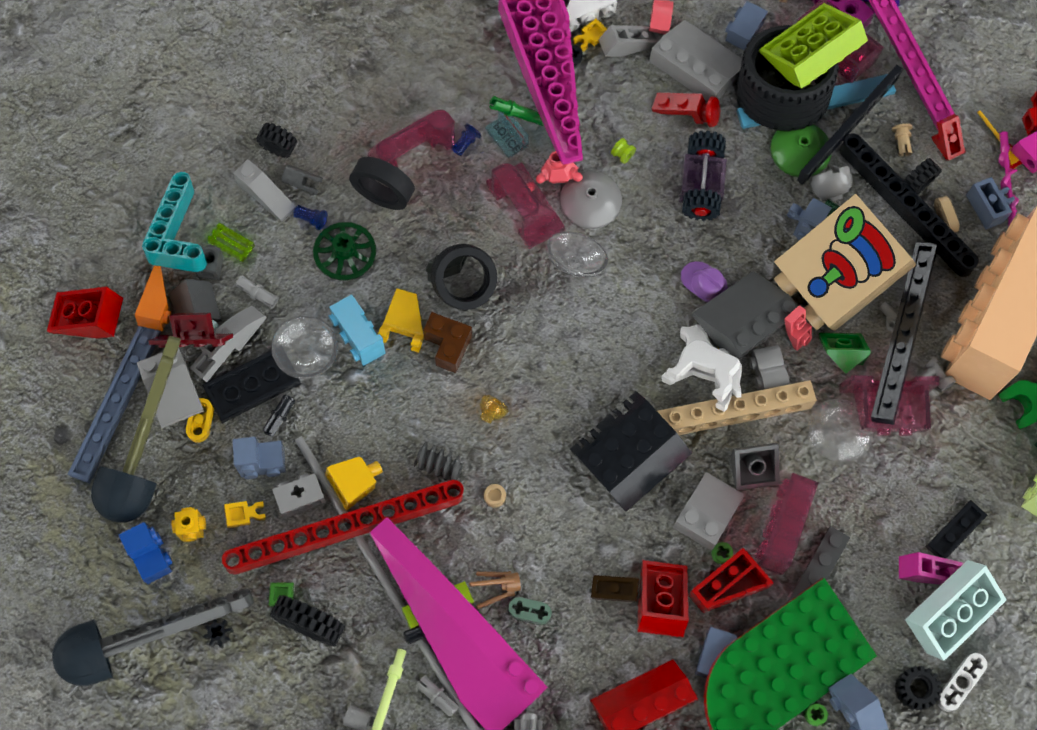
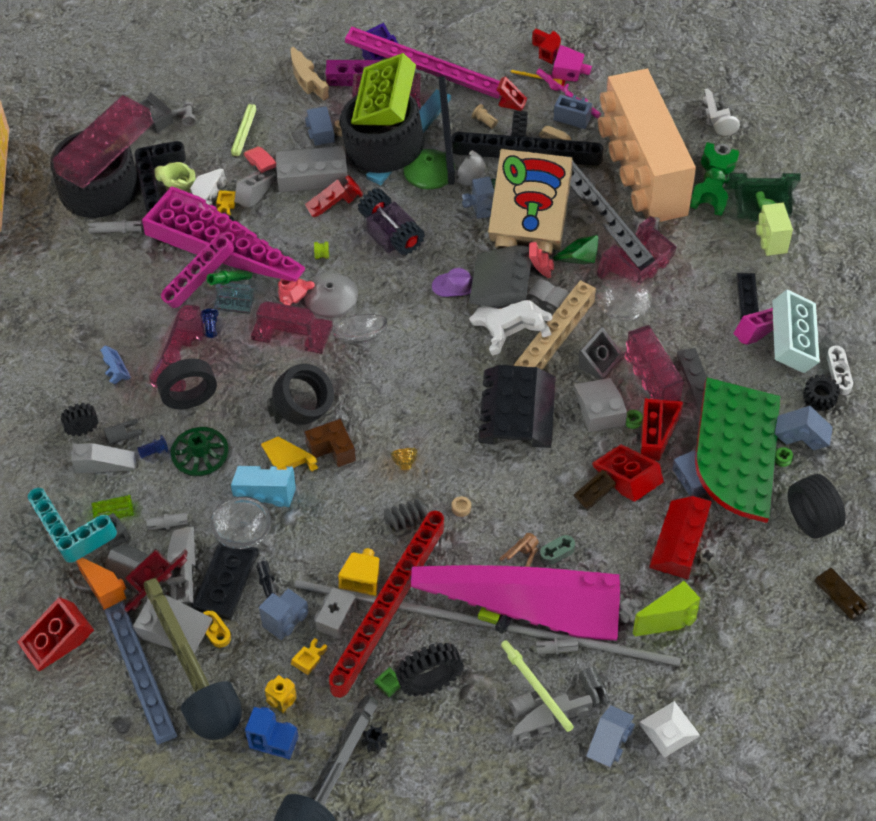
camera: 40 degrees left, 15 degrees down
(355, 112) = (117, 367): none -> medium blue plate
(503, 87) = (194, 280): none -> dark pink beam

